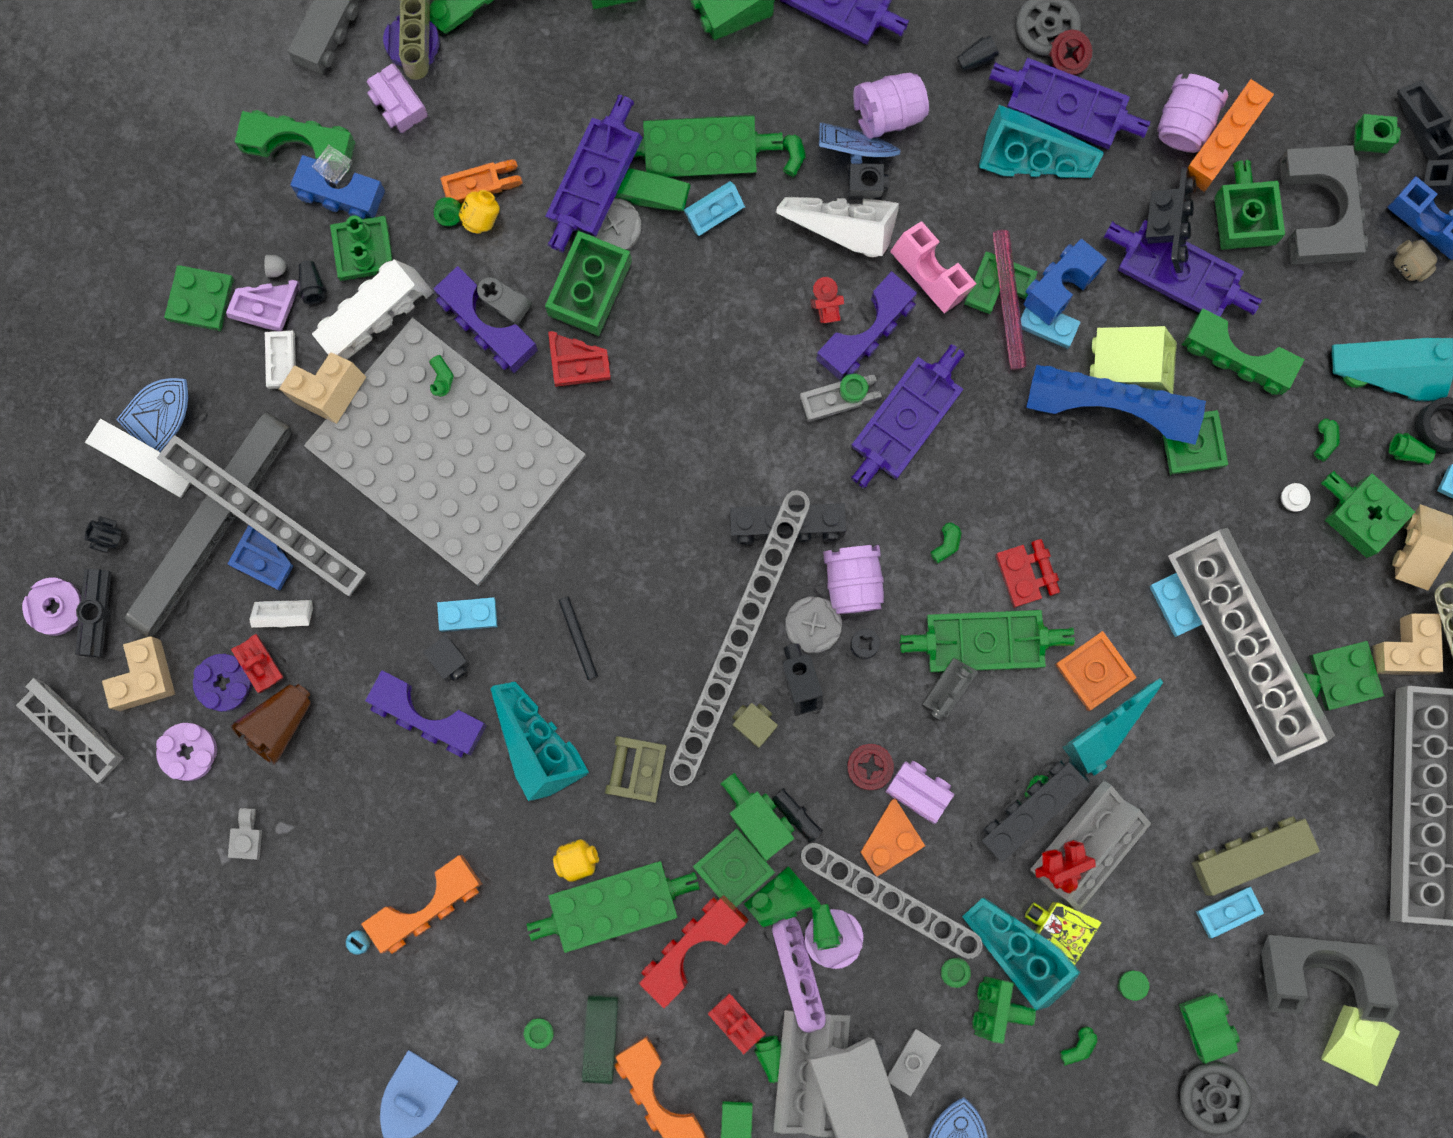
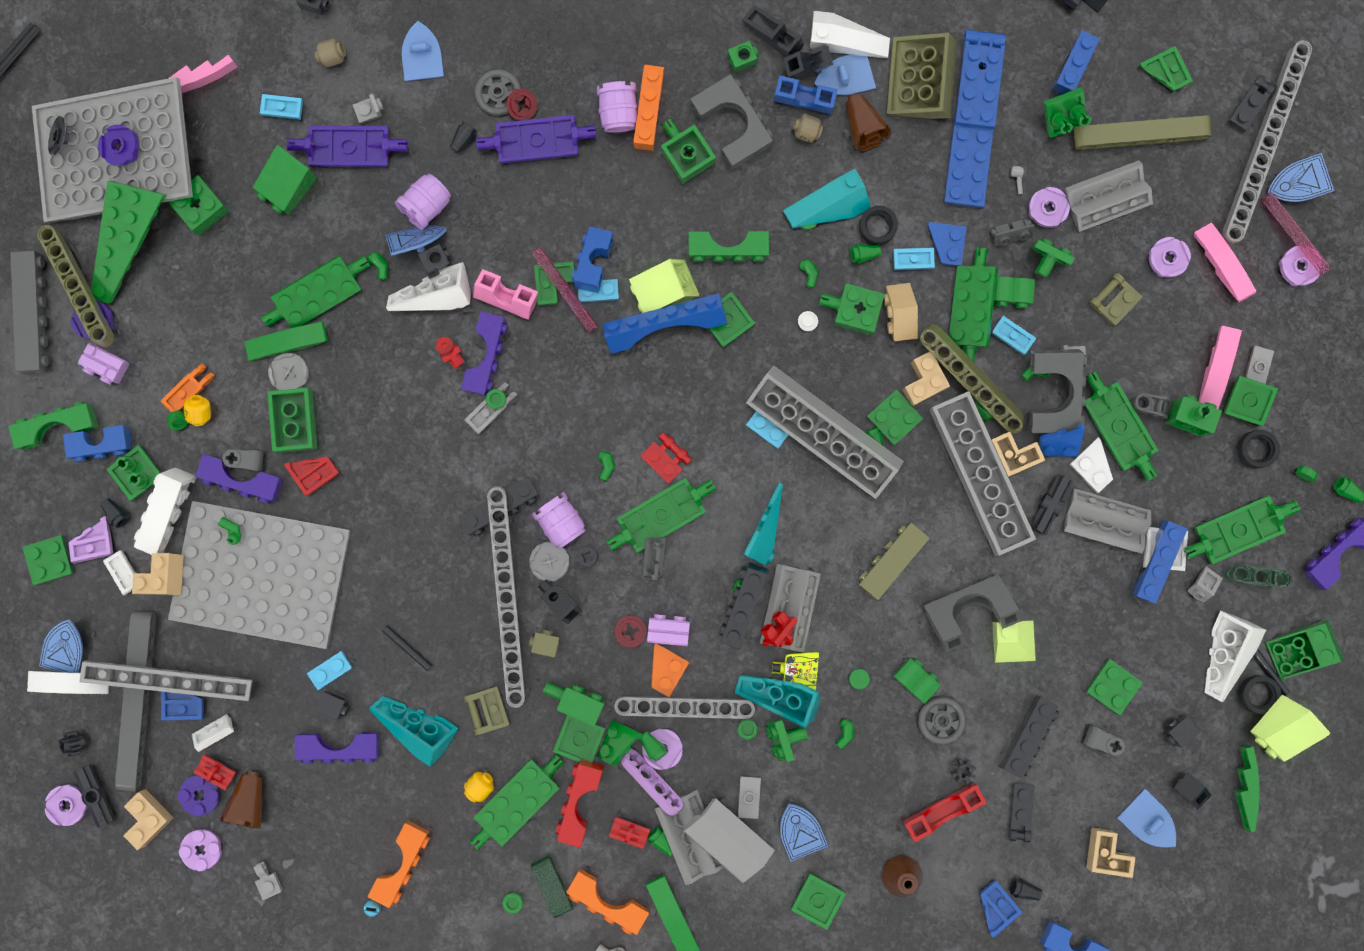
camera: 25 degrees left, 5 degrees up
(73, 722) = (120, 870): light grey fence -> none
(274, 266) = (85, 514): light grey hinge -> none
(332, 164) = (86, 431): clear tile -> none
(593, 175) = (258, 349): dark purple plate -> none
(714, 208) = (346, 328): medium azure plate -> none
(796, 815) = (600, 686): black pin -> none
(907, 417) = (539, 399): dark purple plate -> none
(1028, 146) = (525, 181): teal wedge -> none
(1095, 671) = (739, 497): orange tile -> none
(1170, 218) = (639, 182): black bracket -> none
(1205, 279) = (663, 212): dark purple plate -> none
(1229, 912) = (894, 603): medium azure plate -> none

